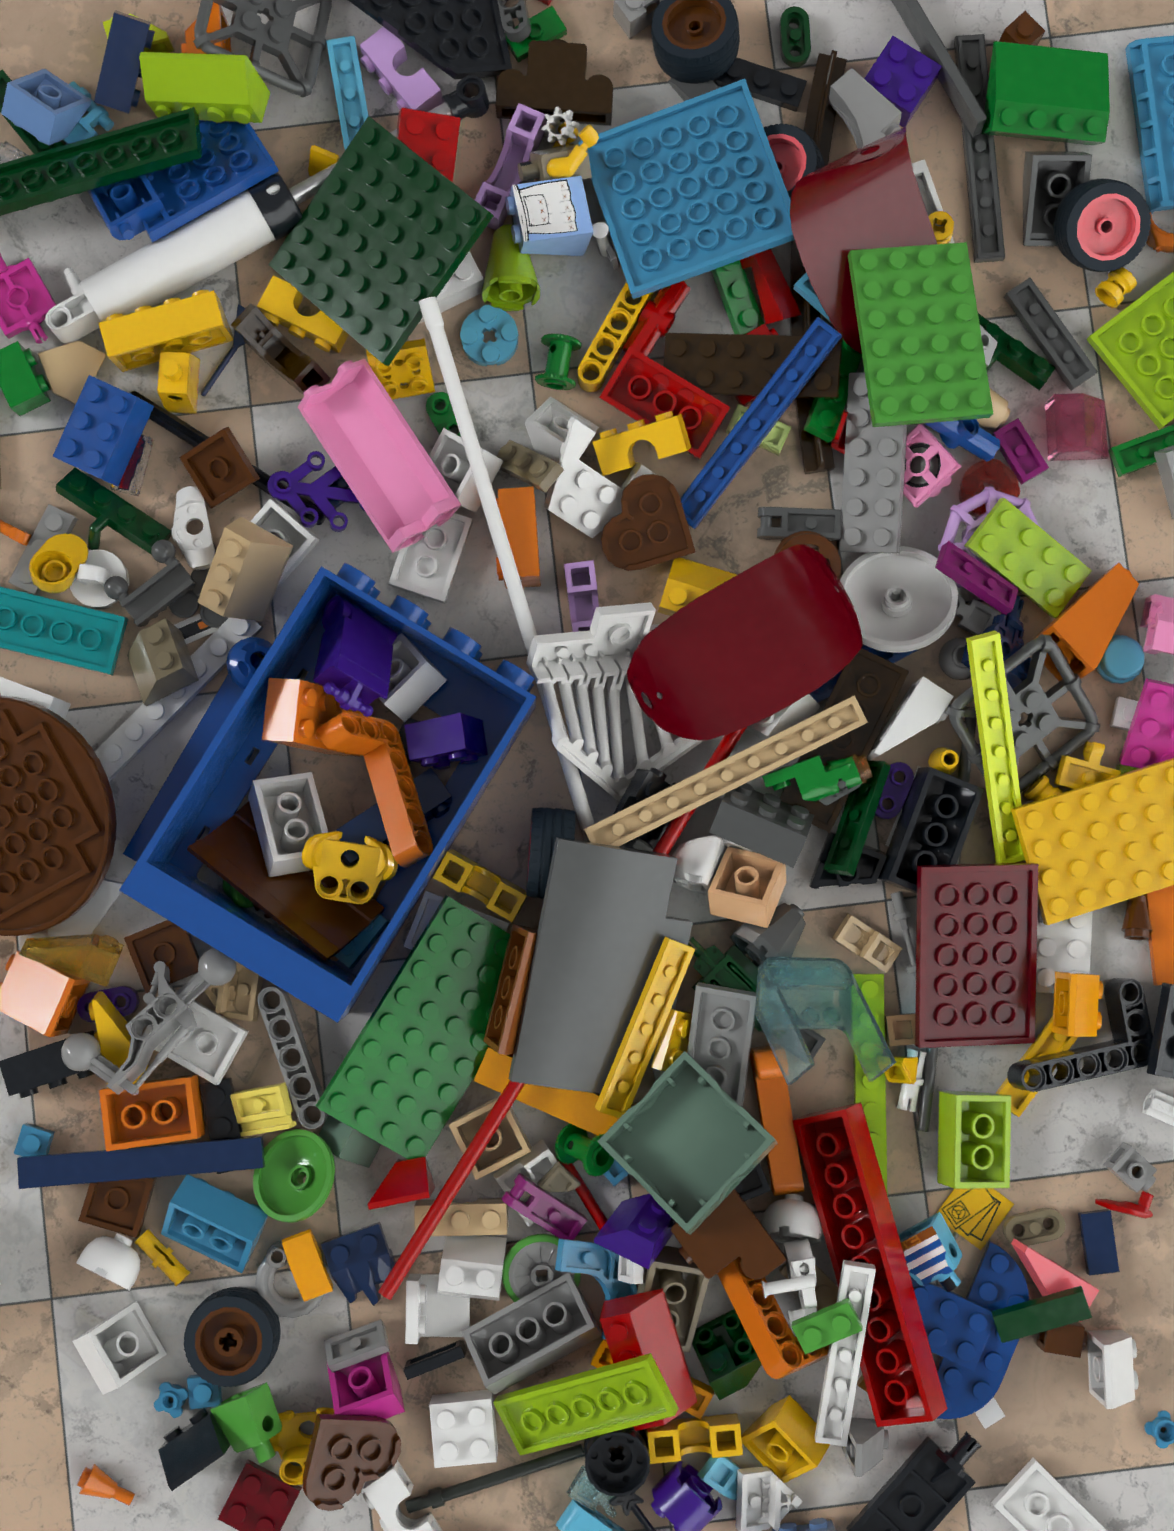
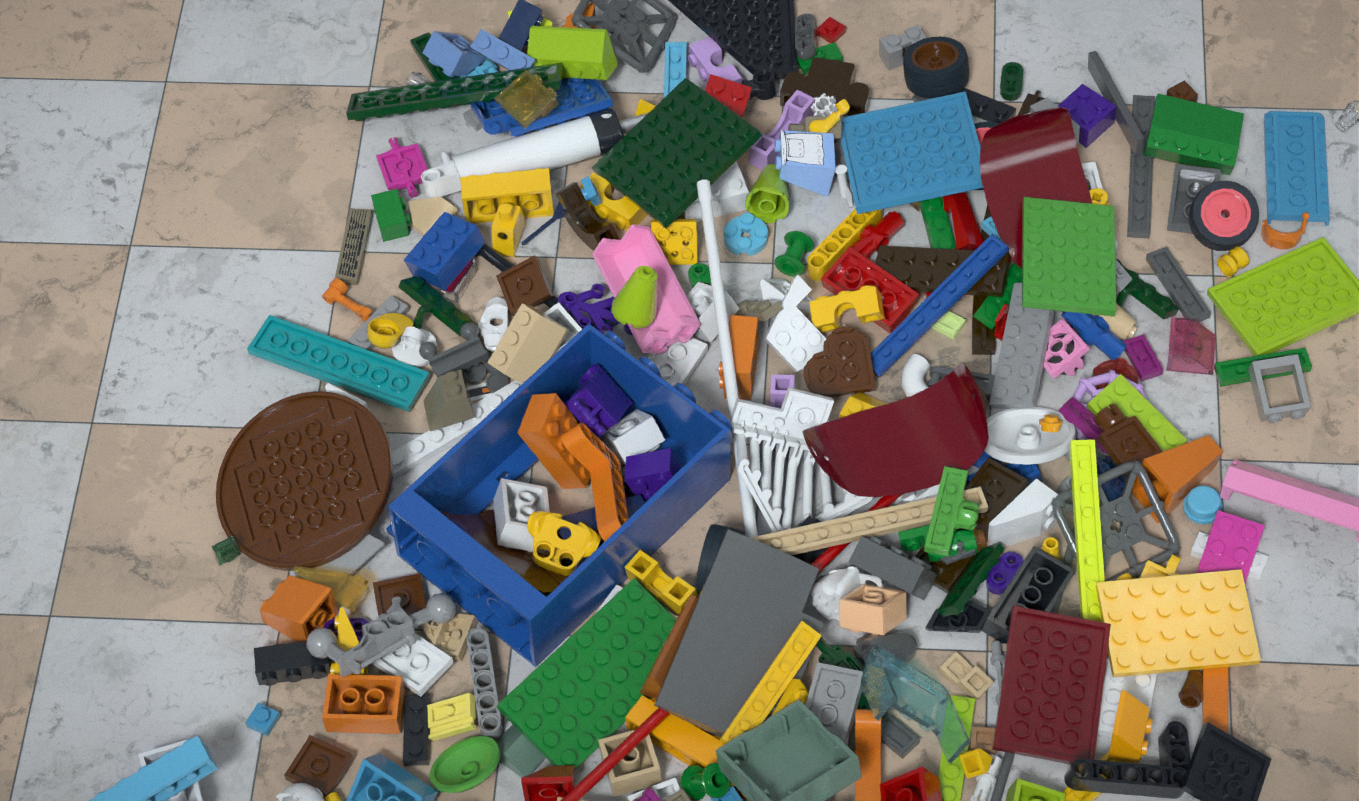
camera: 15 degrees right, 30 degrees down
(109, 99) = (501, 52): none -> medium blue plate
(140, 1162) = (346, 737): dark blue tile -> none
(161, 187) = (527, 99): none -> clear yellow plate
(276, 313) = (590, 191): none -> dark azure plate
(371, 485) = (637, 299): none -> lime cone
(740, 532) = (913, 375): none -> white cylinder
(825, 746) = (950, 512): none -> bright green plate
(925, 581) = (1050, 423): none -> light orange plate
(1023, 595) = (1124, 437): none -> reddish brown plate

